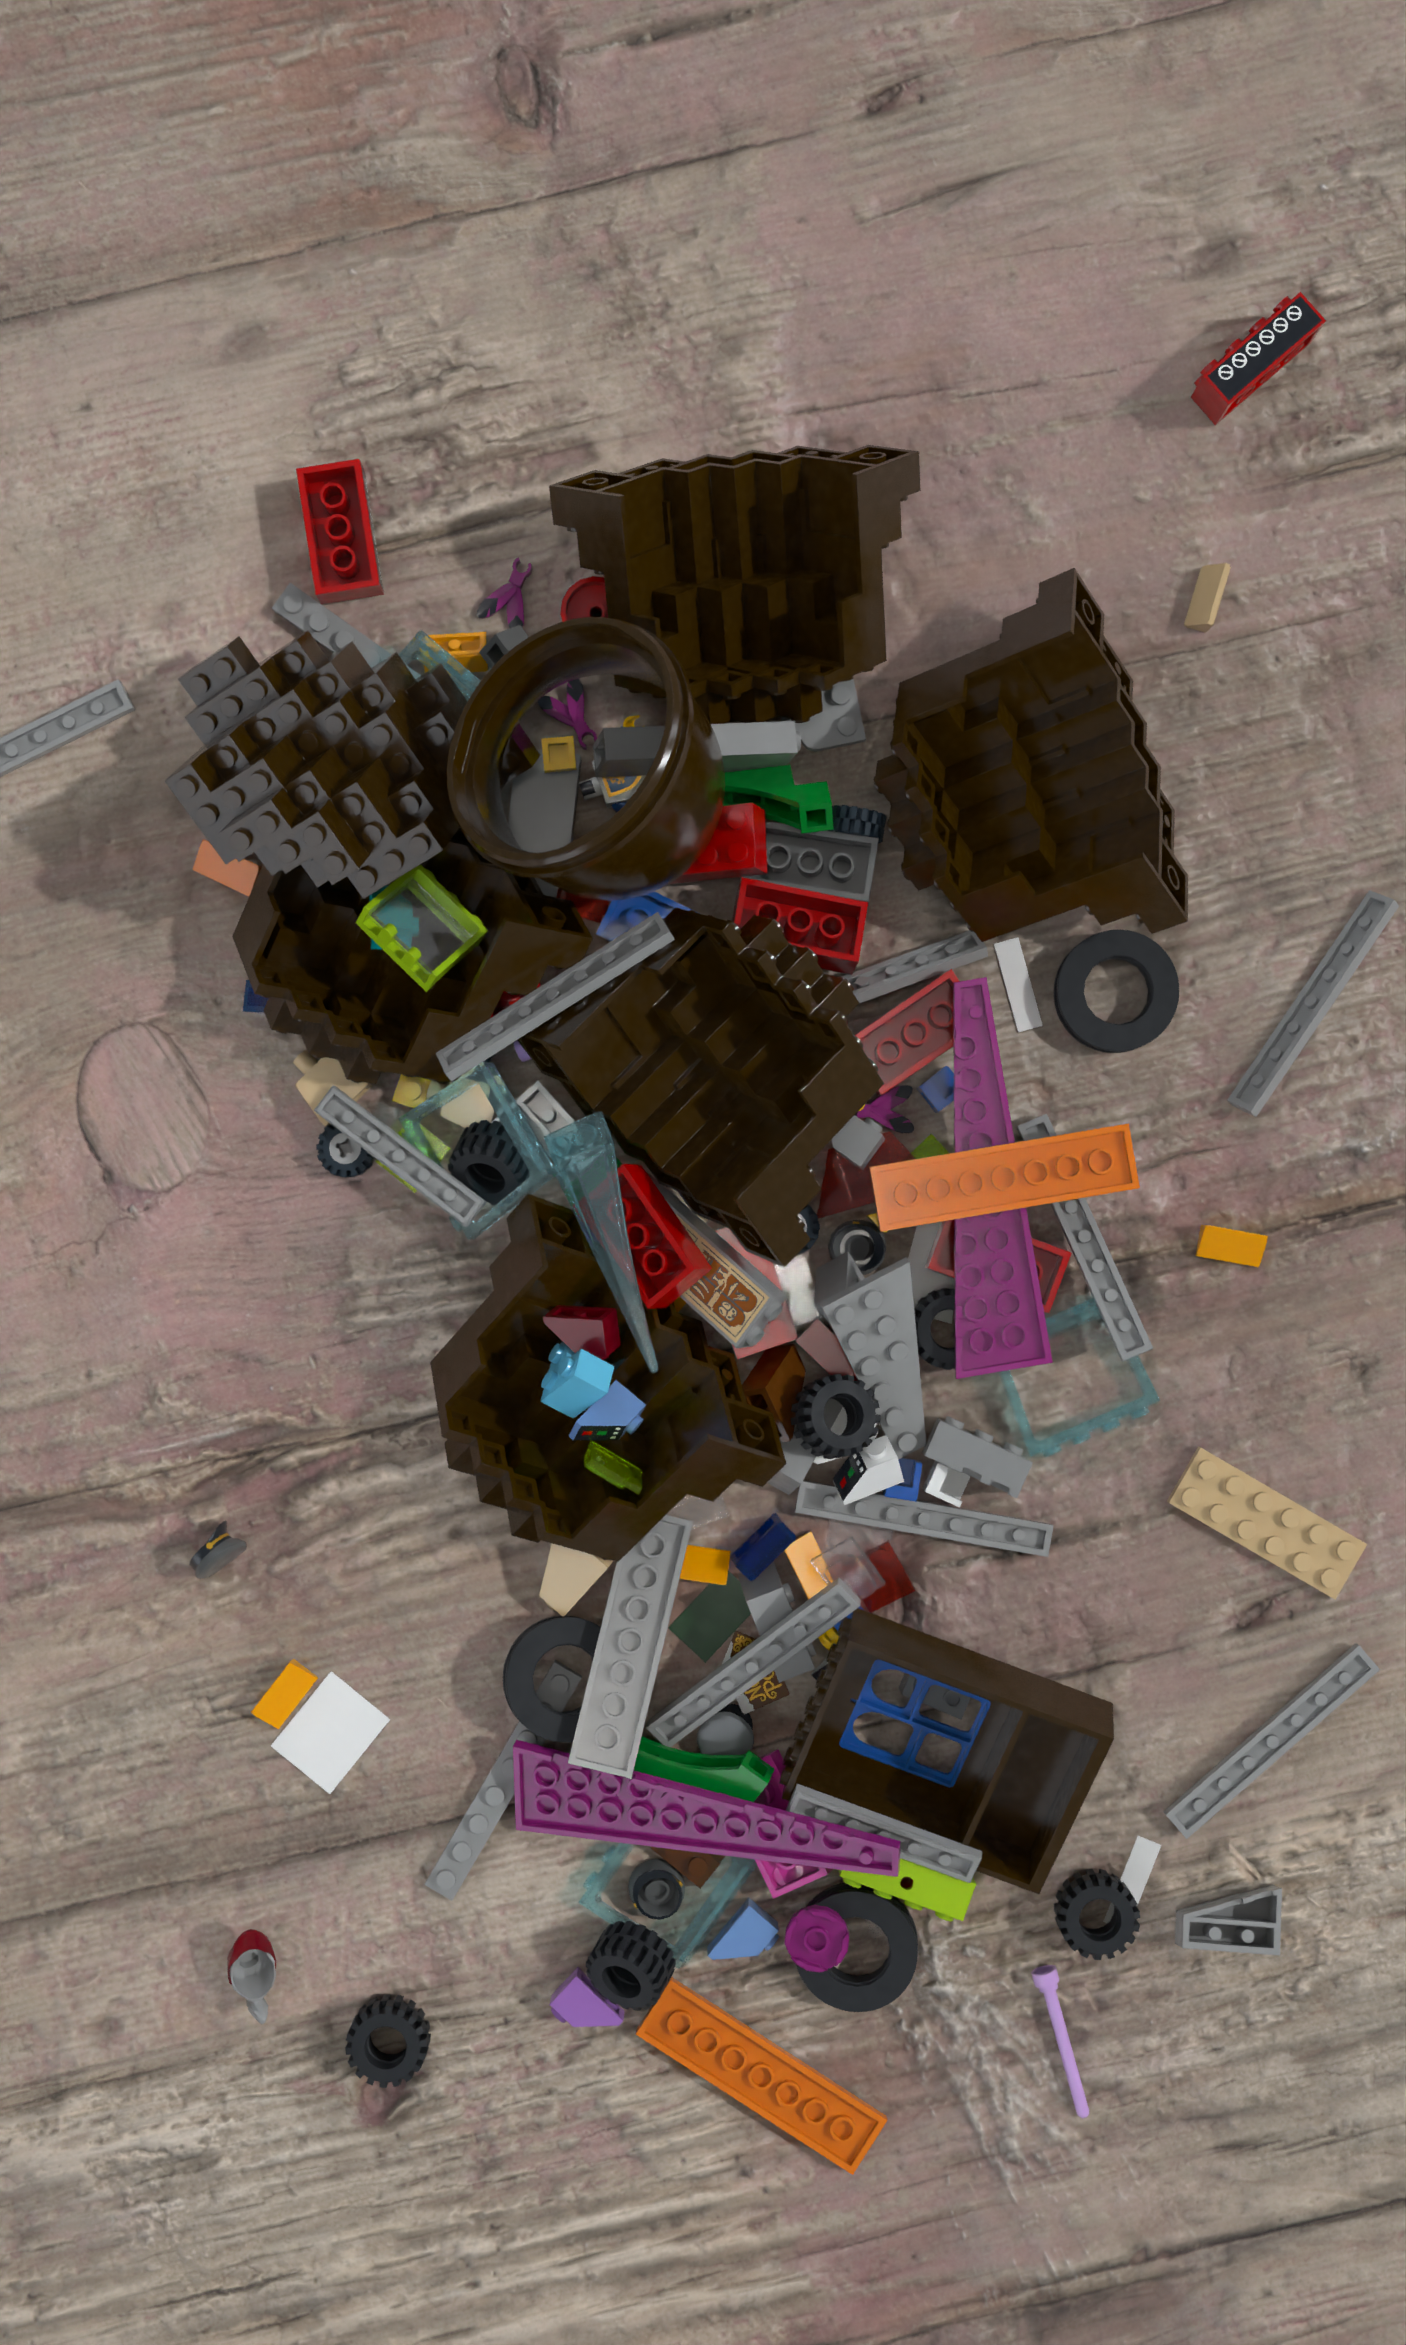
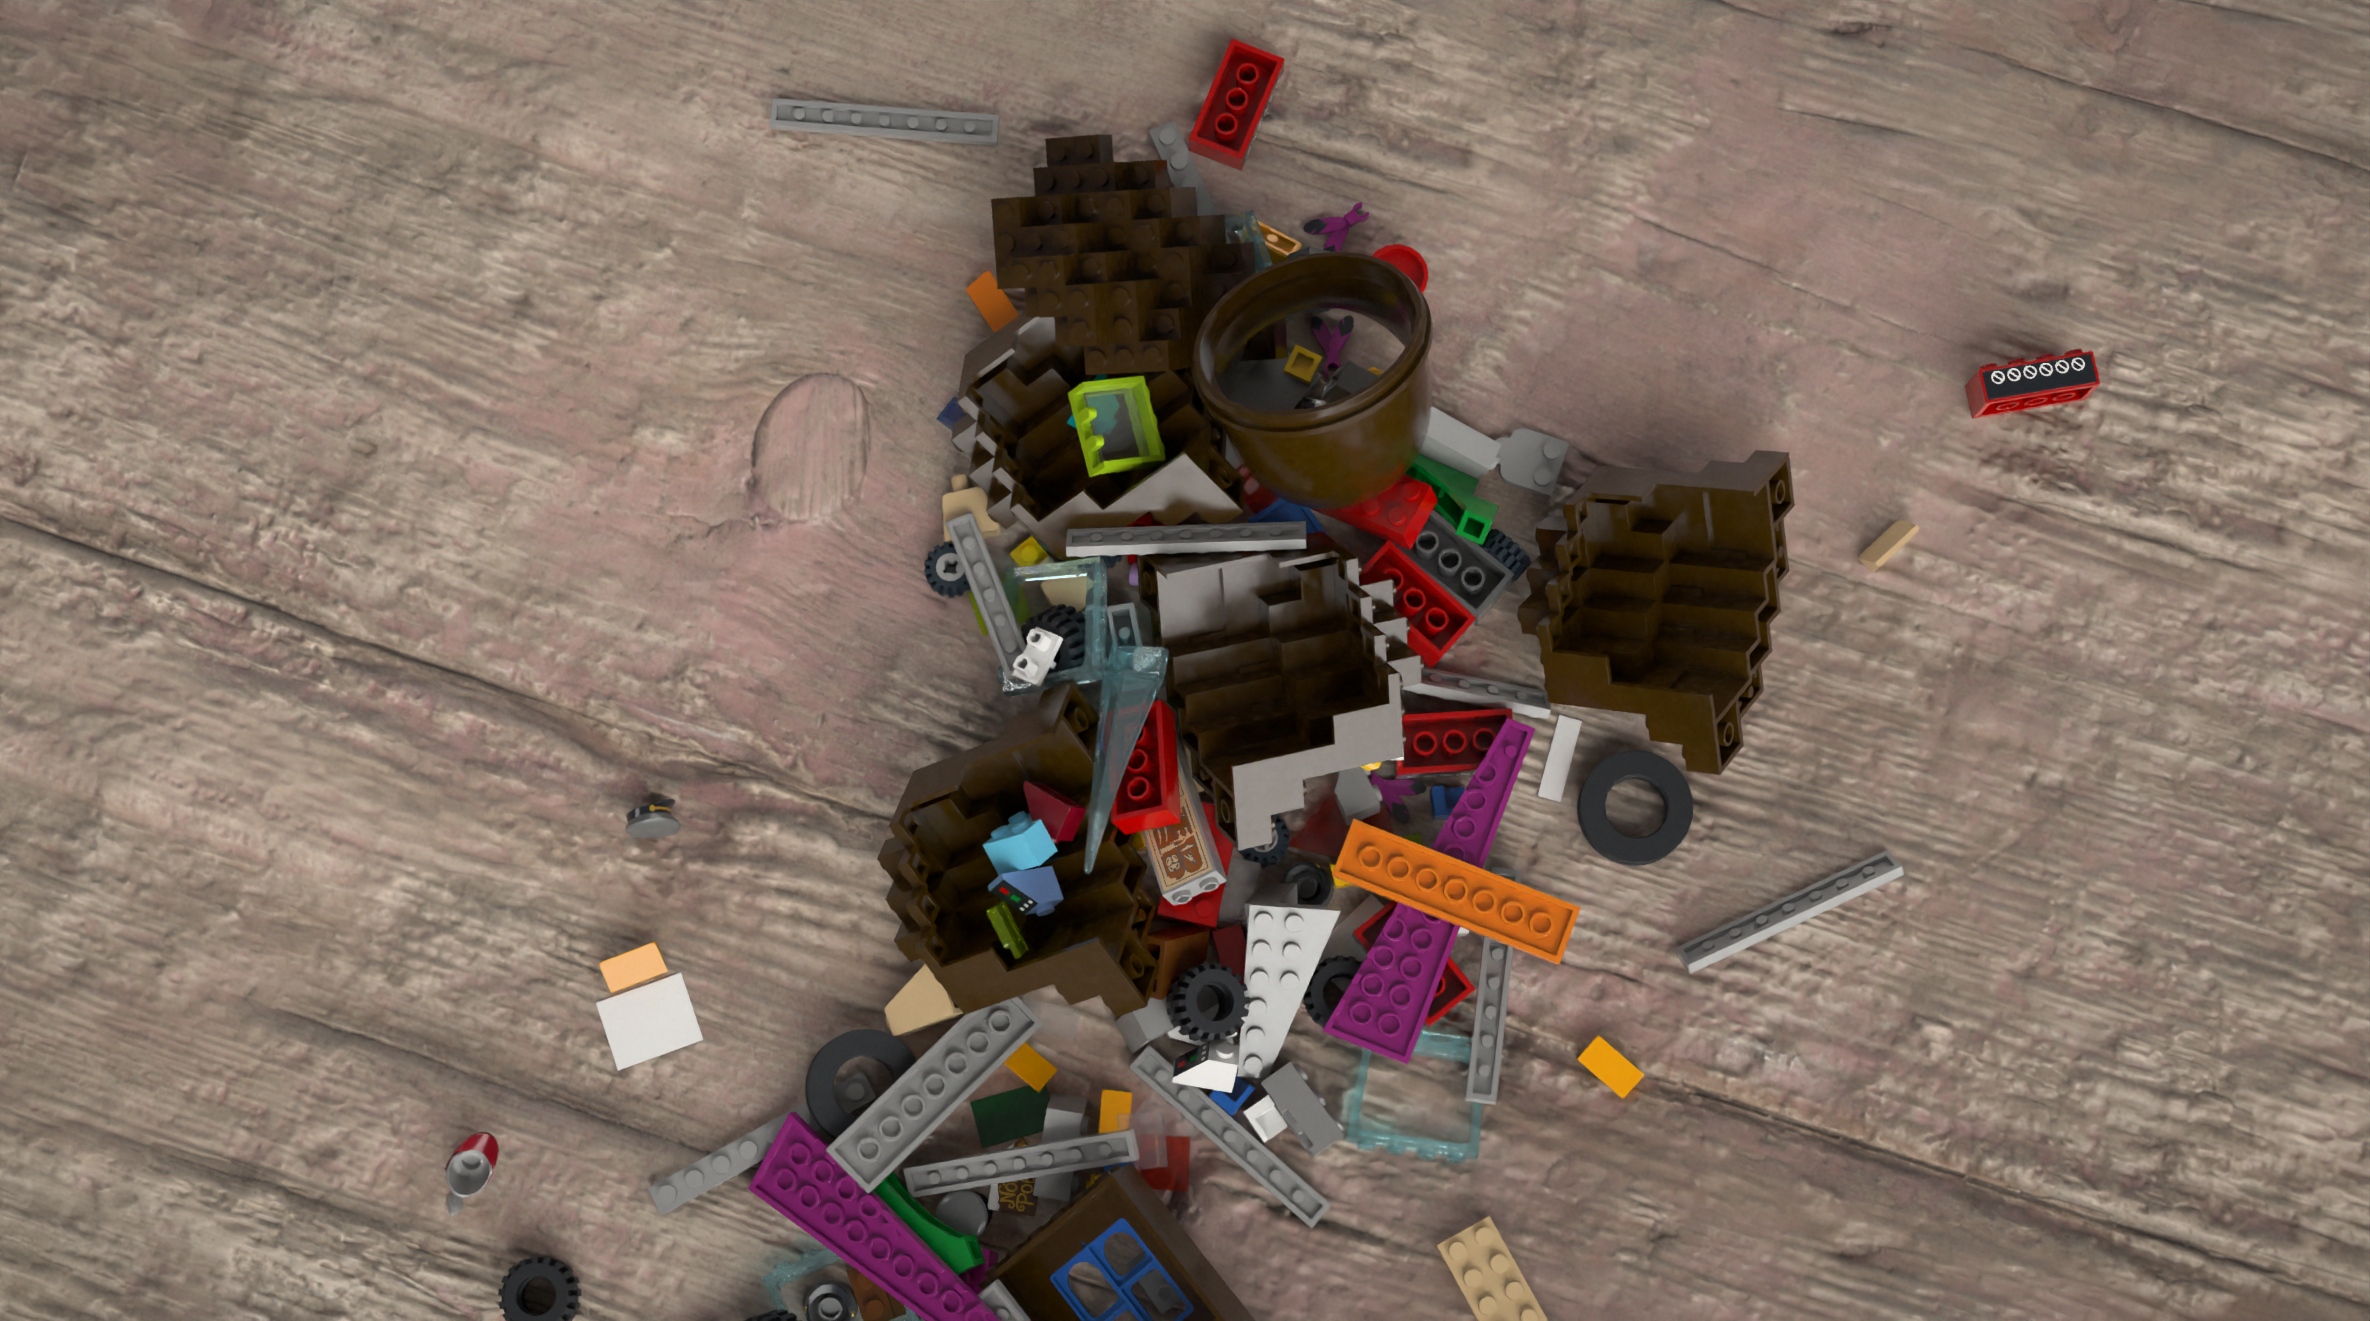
camera: 30 degrees right, 10 degrees down
(481, 1190) = (1037, 656): none -> white hips
(748, 567) = (1534, 310): dark brown panel -> none
(763, 1547) = (1086, 1080): clear blue slope -> none

